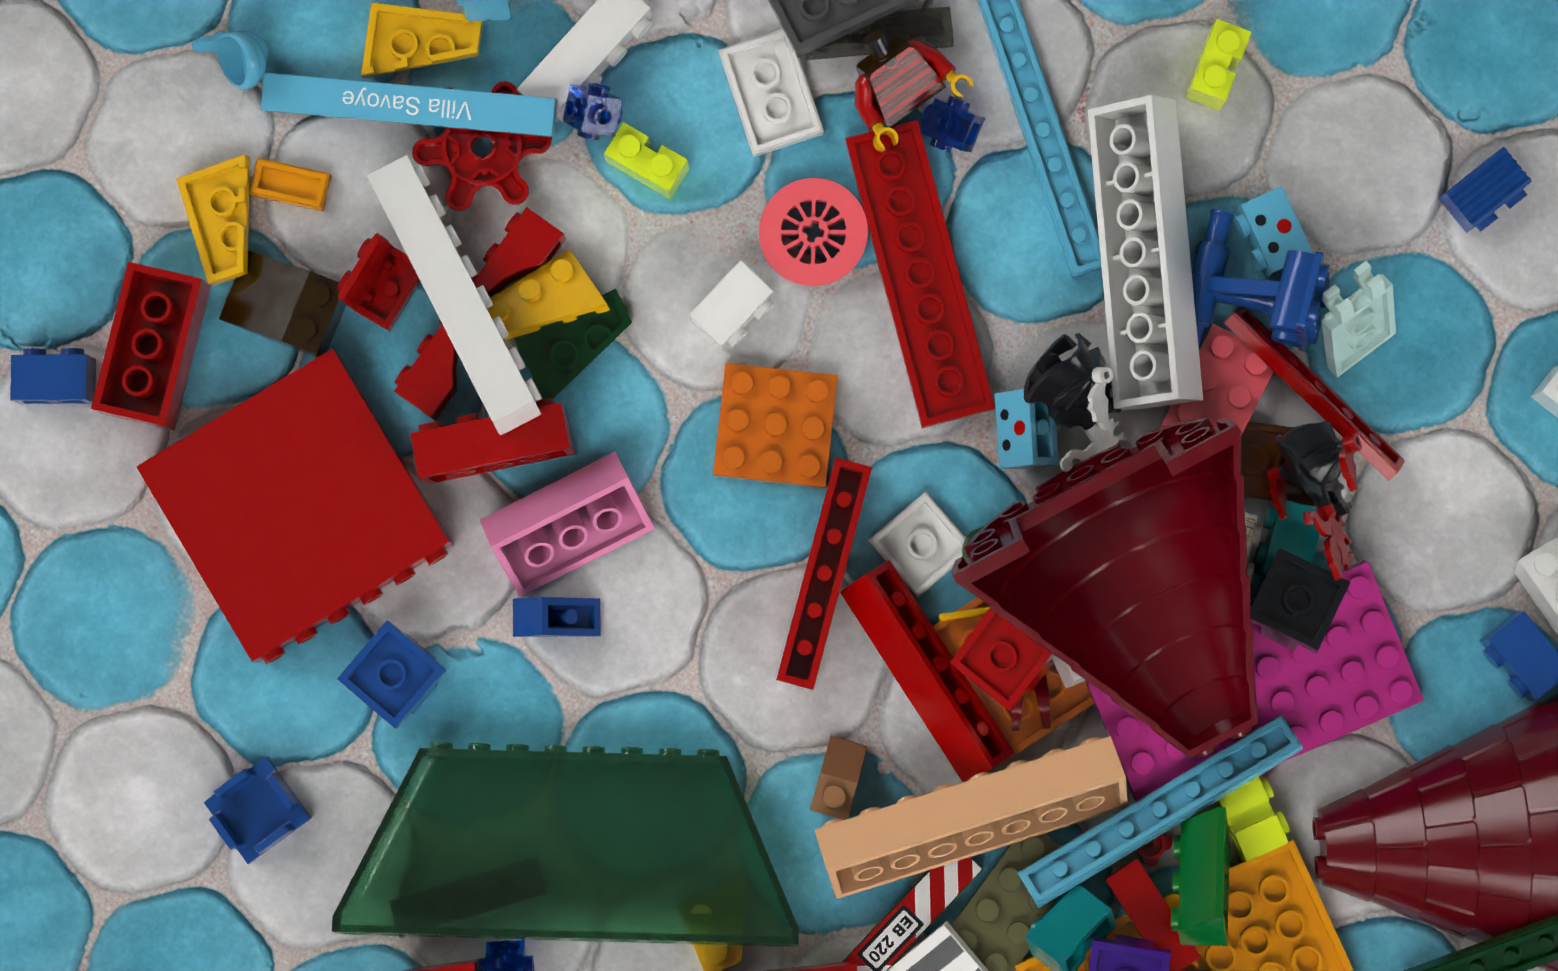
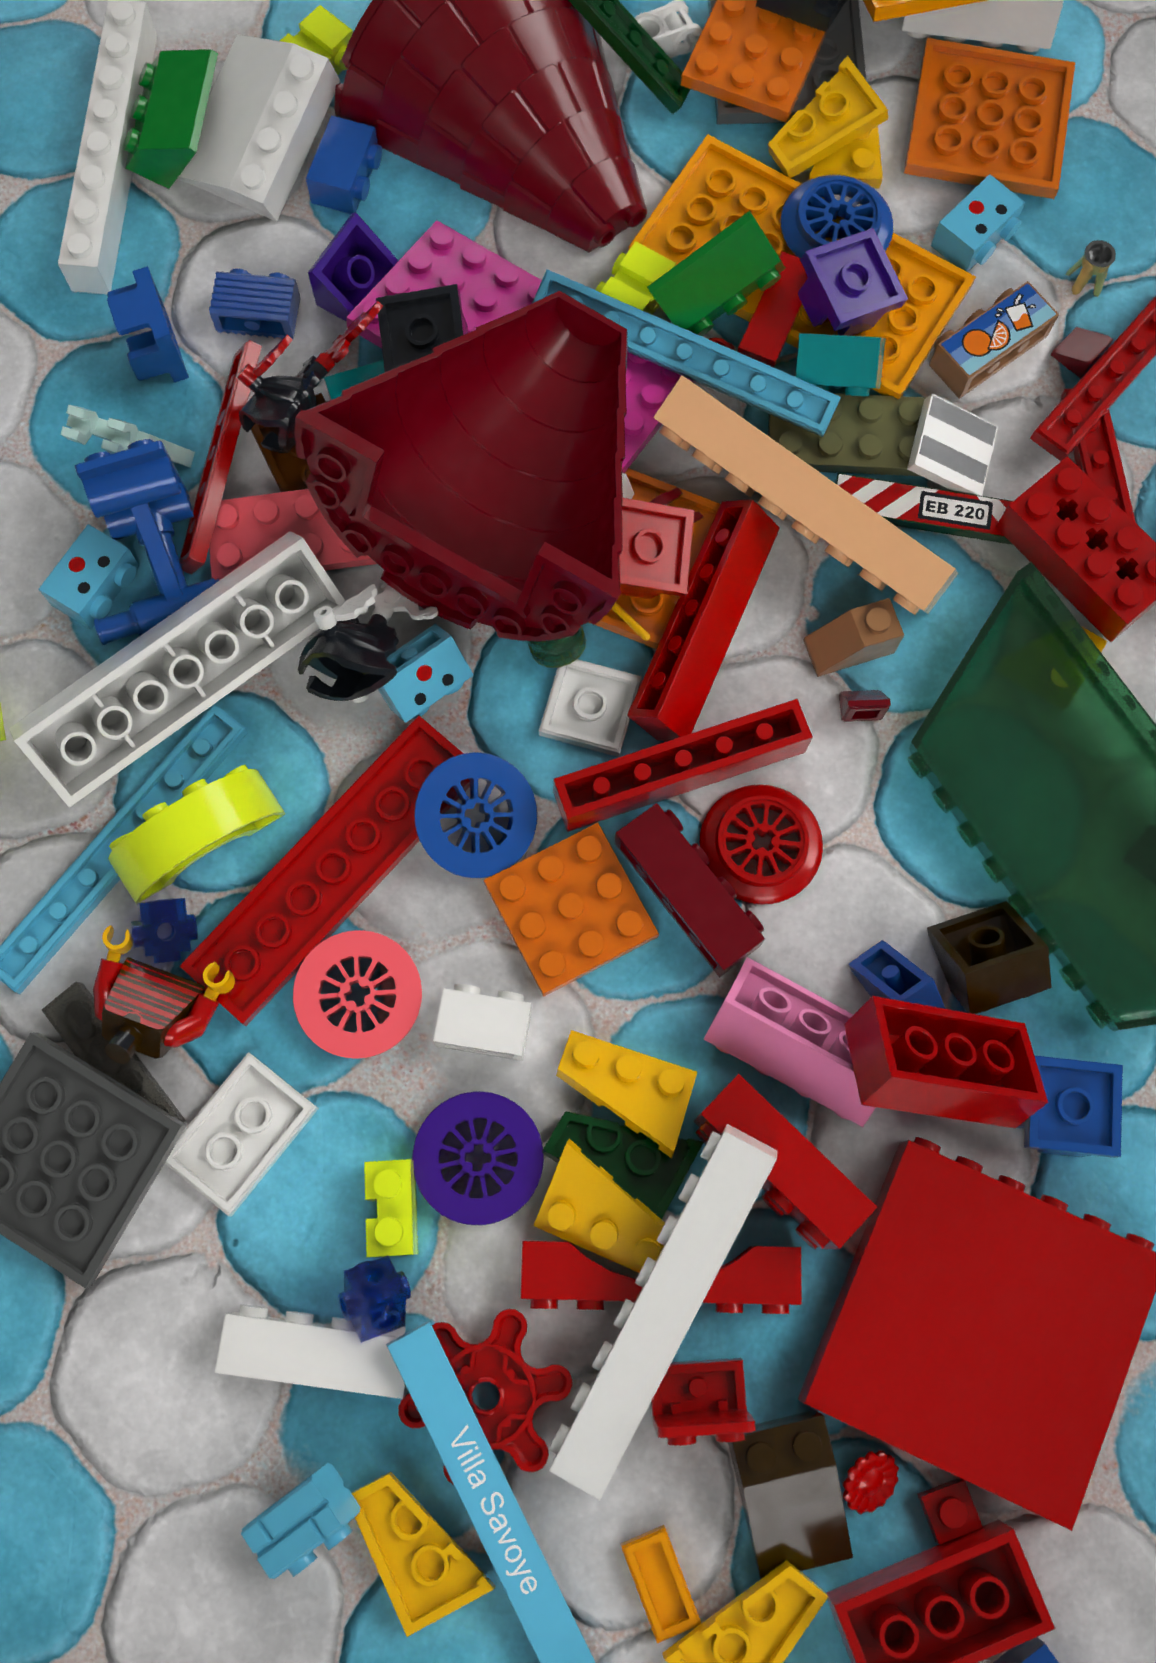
camera: 130 degrees left, 10 degrees down
(201, 402) = (950, 1511): none -> red plate
(254, 361) = (870, 1482): none -> red piece
(480, 598) = (944, 1063): none -> red brick
(534, 700) = (991, 957): none -> dark brown slope
(618, 381) = (634, 1086): none -> yellow wing
(637, 202) = (430, 1143): none -> dark purple piece
(729, 517) = (689, 889): none -> dark red brick
(761, 627) = (760, 888): none -> red piece
(785, 751) = (863, 705): none -> dark red slope
(849, 398) = (521, 815): none -> blue piece
(1006, 192) = (191, 828): none -> neon yellow brick
(1414, 599) = (349, 268): none -> dark purple slope
(1437, 503) = (254, 304): none -> blue brick
(1461, 400) = (140, 308): none -> blue panel

